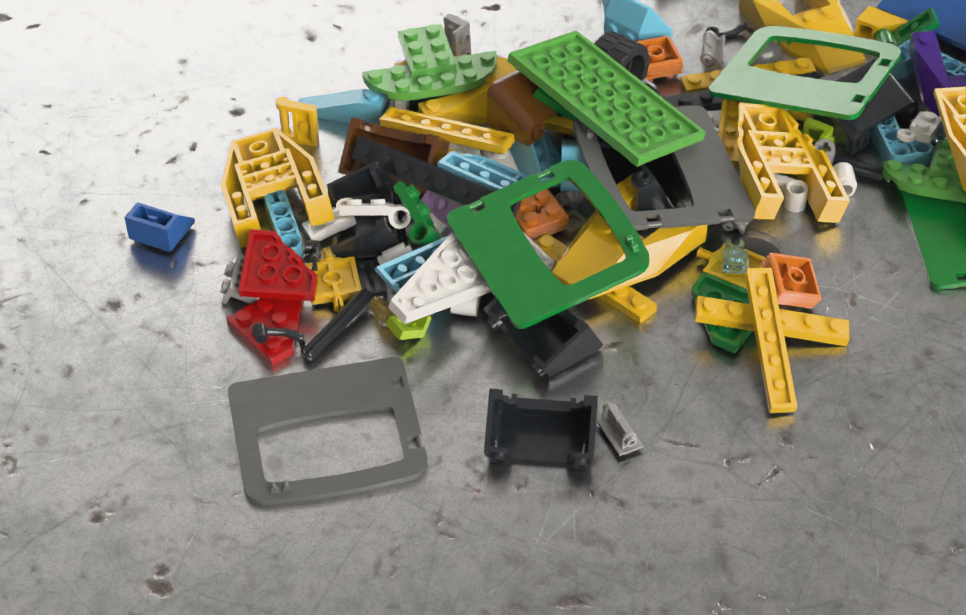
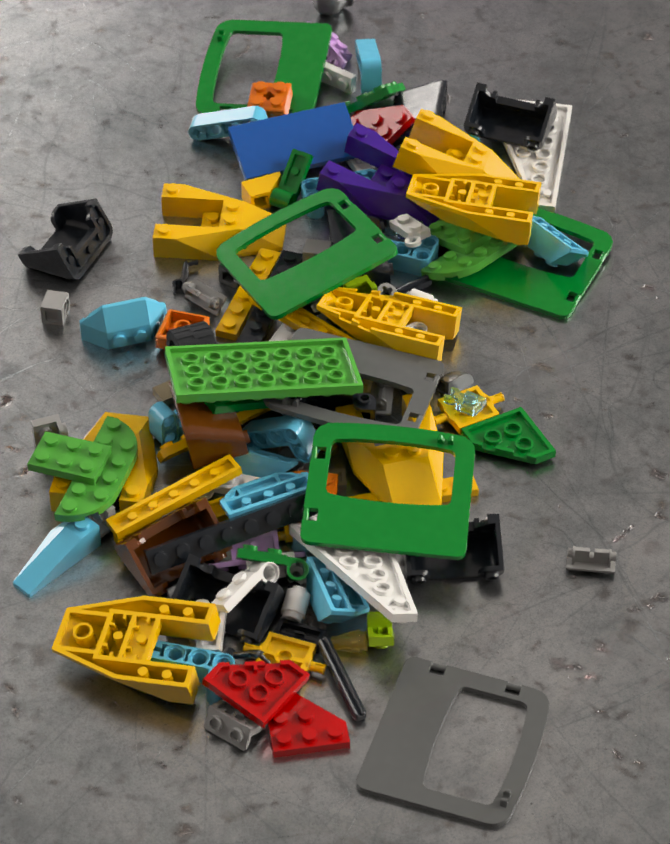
camera: 60 degrees left, 0 degrees up
(156, 226) = (115, 751): blue slope -> none
(261, 331) = (324, 730): black piece -> none
(304, 121) = (73, 591): yellow plate -> none
(540, 429) = (565, 600): black windscreen -> none
(770, 340) = (574, 424): yellow plate -> none
(793, 280) = (516, 384): orange brick -> none
(794, 323) = (545, 417): yellow plate -> none

